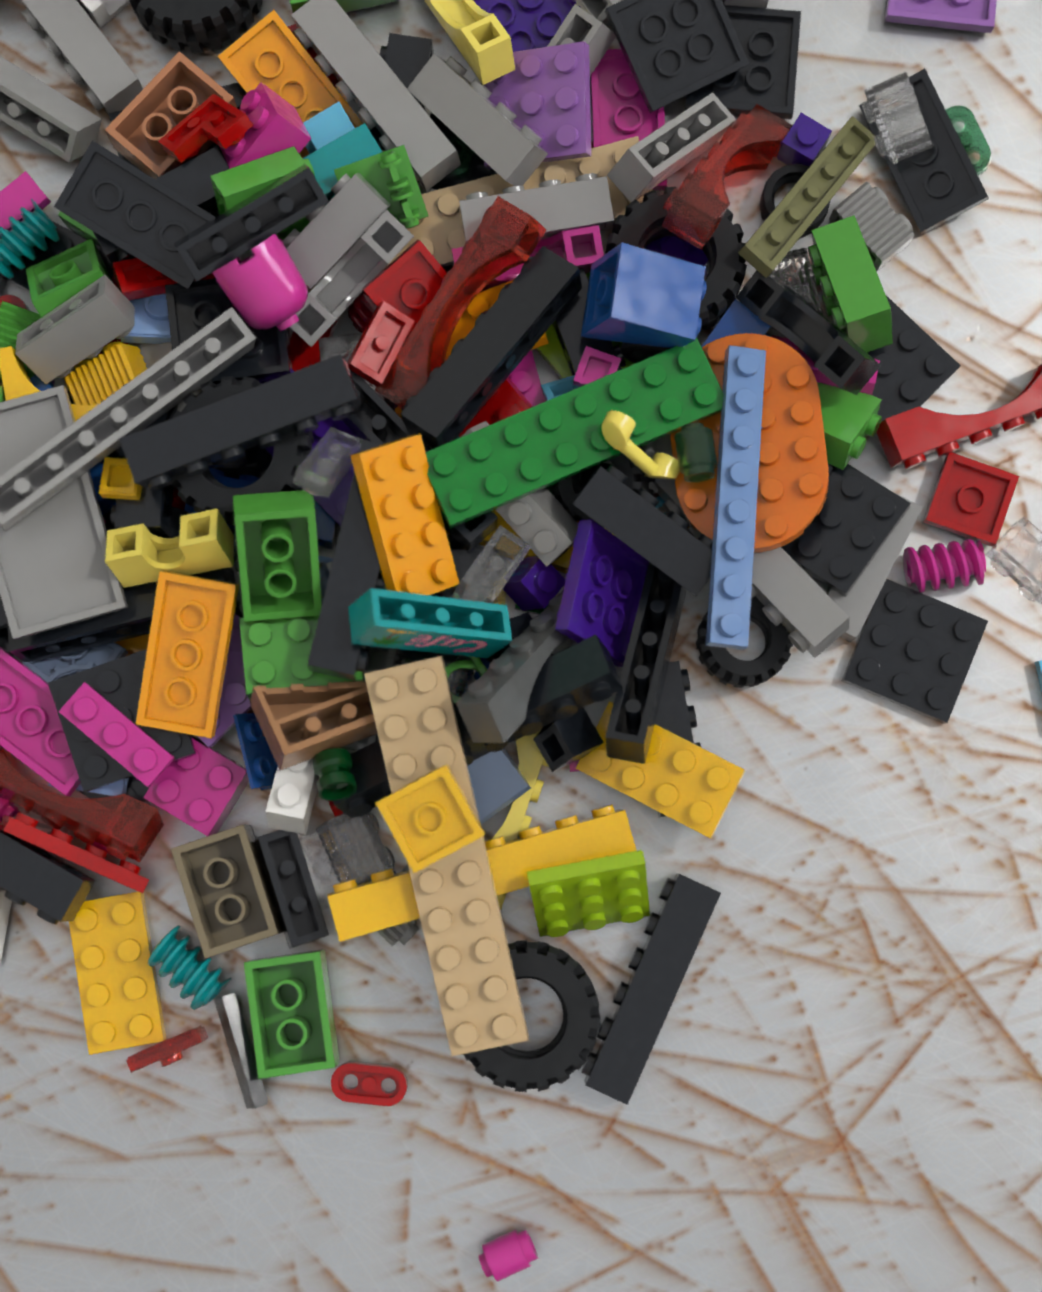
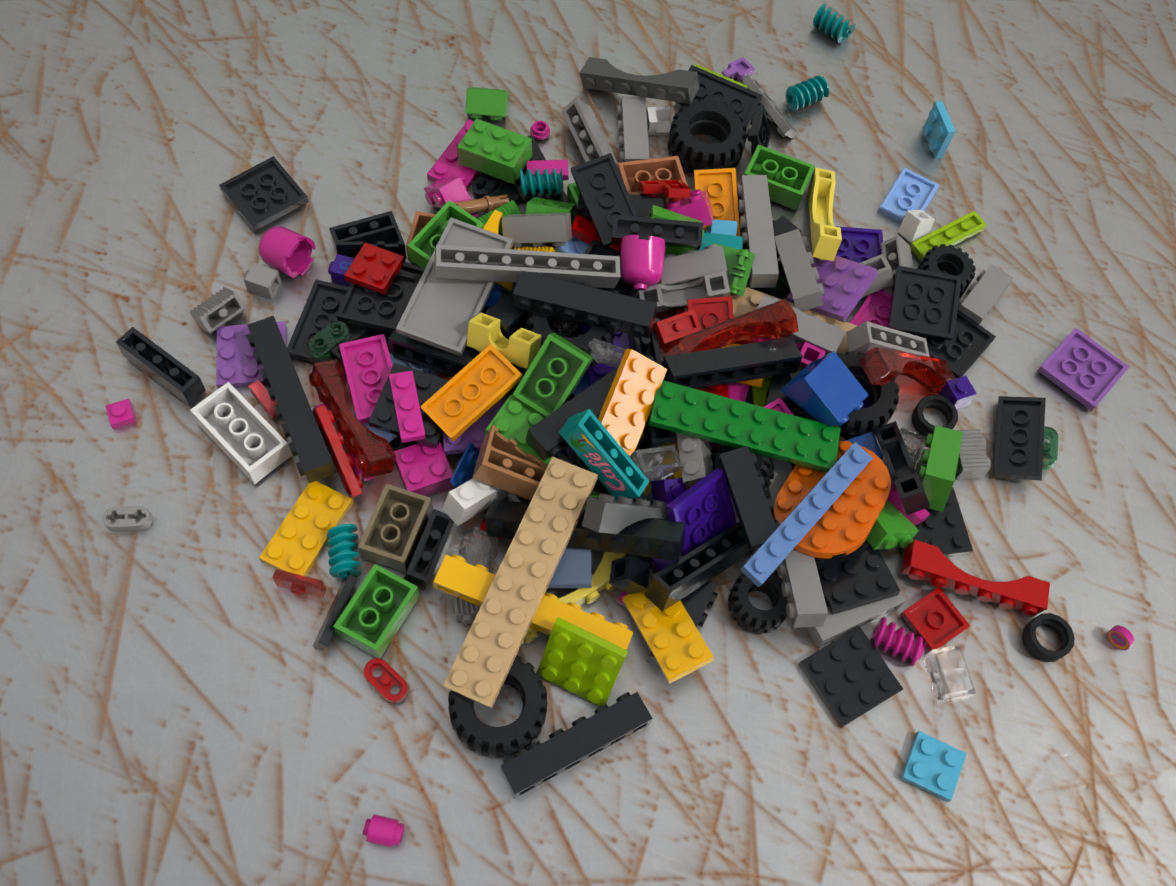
camera: 25 degrees right, 20 degrees down
(118, 480) = (503, 296): yellow tile -> none
(334, 773) = (497, 500): dark green wheel -> none
(430, 818) = (530, 546): yellow plate -> none
(617, 430) = (769, 434): light yellow bar -> none
(696, 452) = (801, 479): clear green brick -> none
(808, 197) = (943, 411): olive plate -> none
(898, 119) = (1015, 410): clear brick -> none

